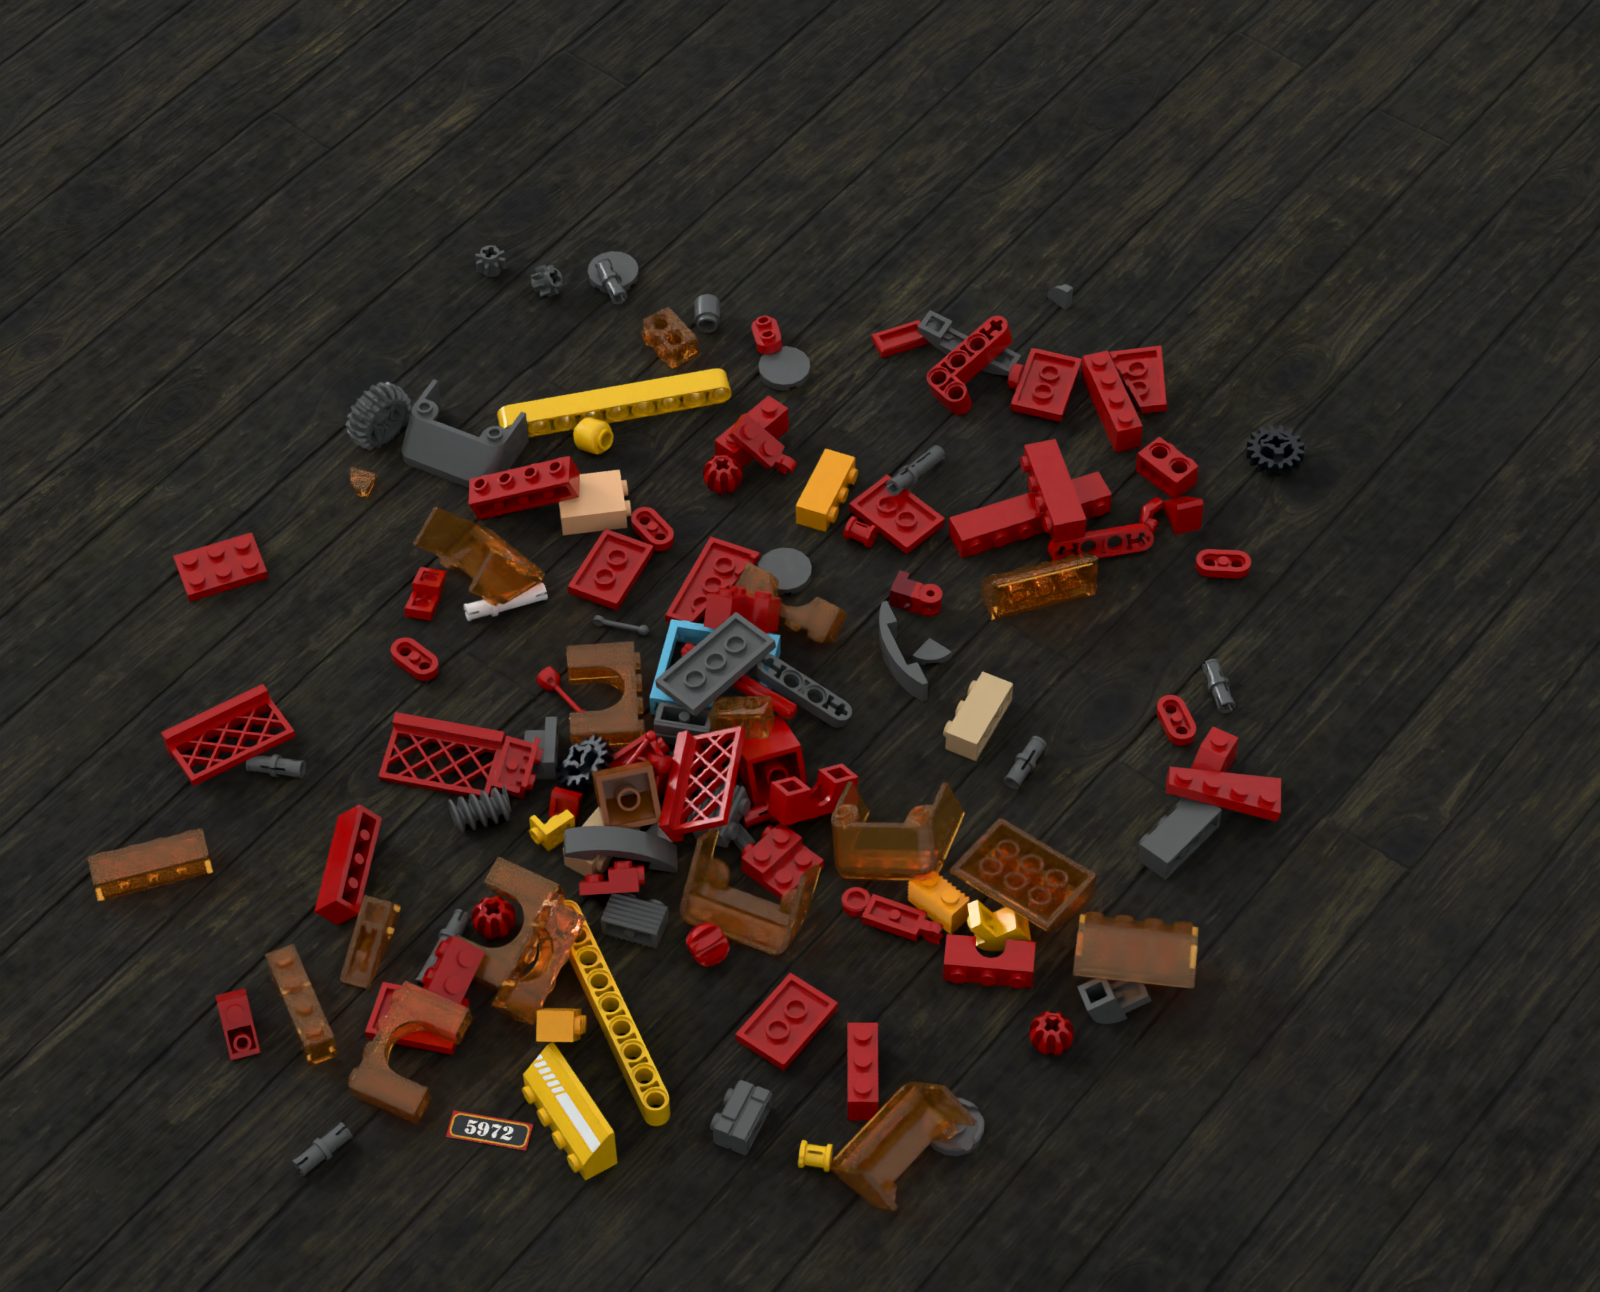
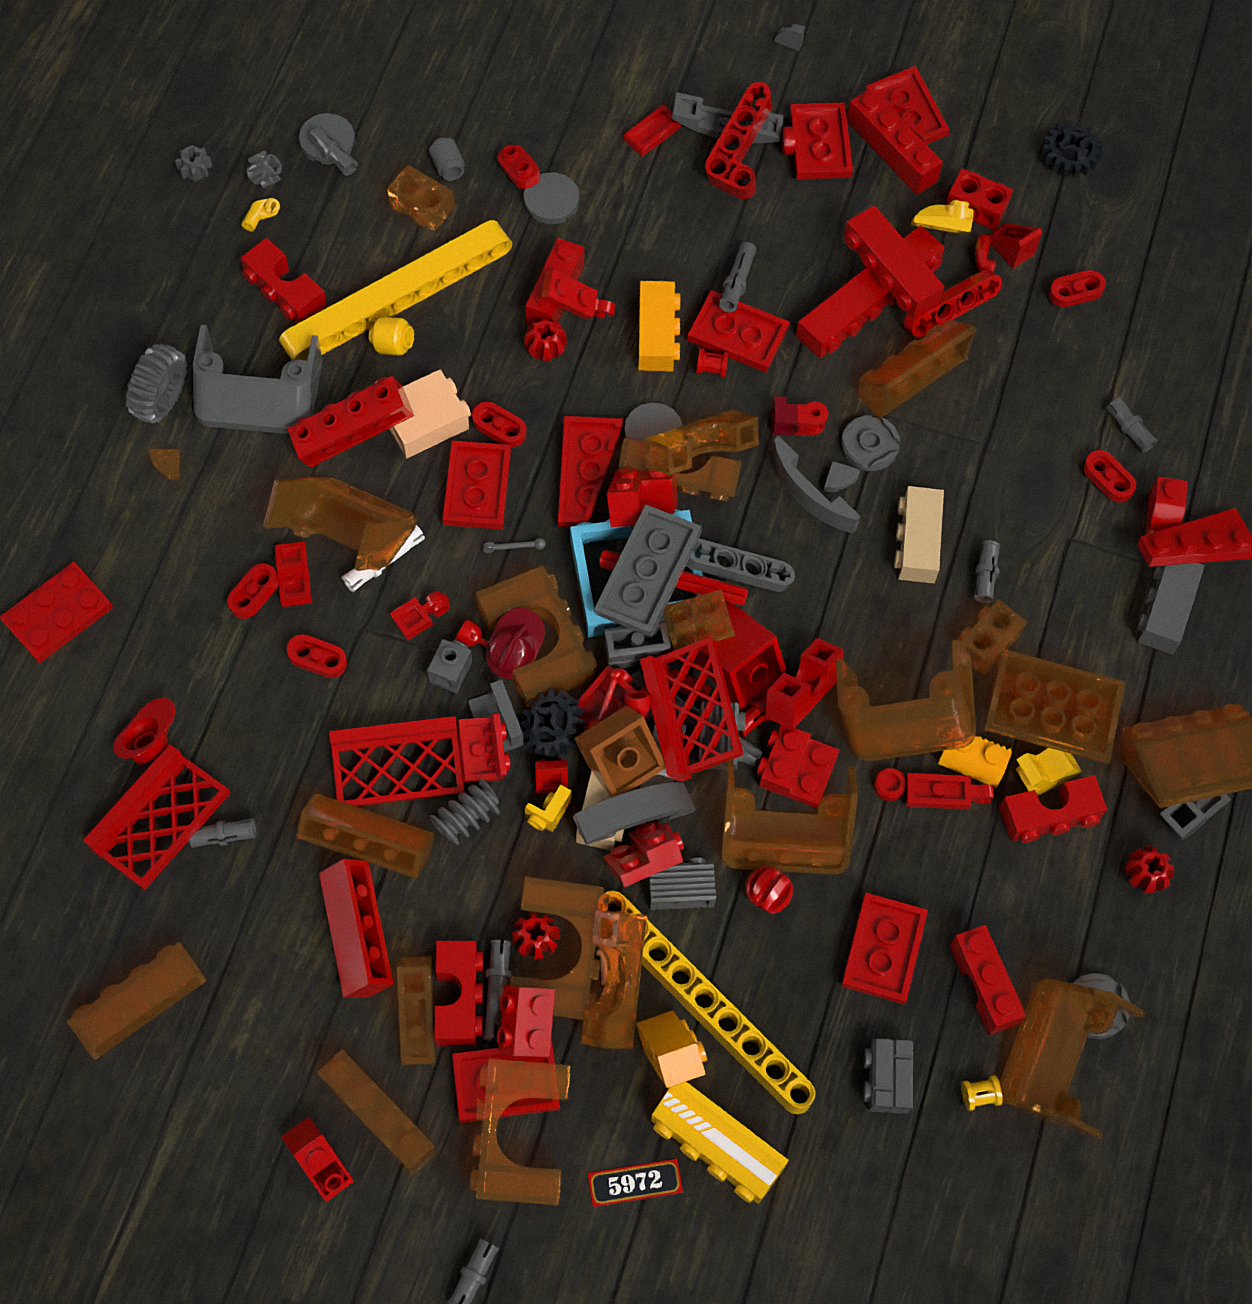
camera: 25 degrees left, 15 degrees up
(249, 672) = (147, 733): none -> red piece
(385, 595) = (251, 591): none -> red plate
(389, 799) = (365, 835): none -> clear orange brick
(402, 960) = (458, 1022): none -> red arch
(508, 652) = (413, 618): none -> red plate
(513, 357) = (296, 298): none -> red arch
(521, 697) = (450, 665): none -> dark grey brick
(529, 312) = (260, 210): none -> yellow arm
(583, 692) = (515, 641): none -> dark red piece
(829, 583) = (674, 449): none -> clear orange arch
(972, 635) = (870, 443): none -> dark grey tile
(999, 806) = (991, 637): none -> clear orange brick
(1128, 472) = (950, 218): none -> yellow slope

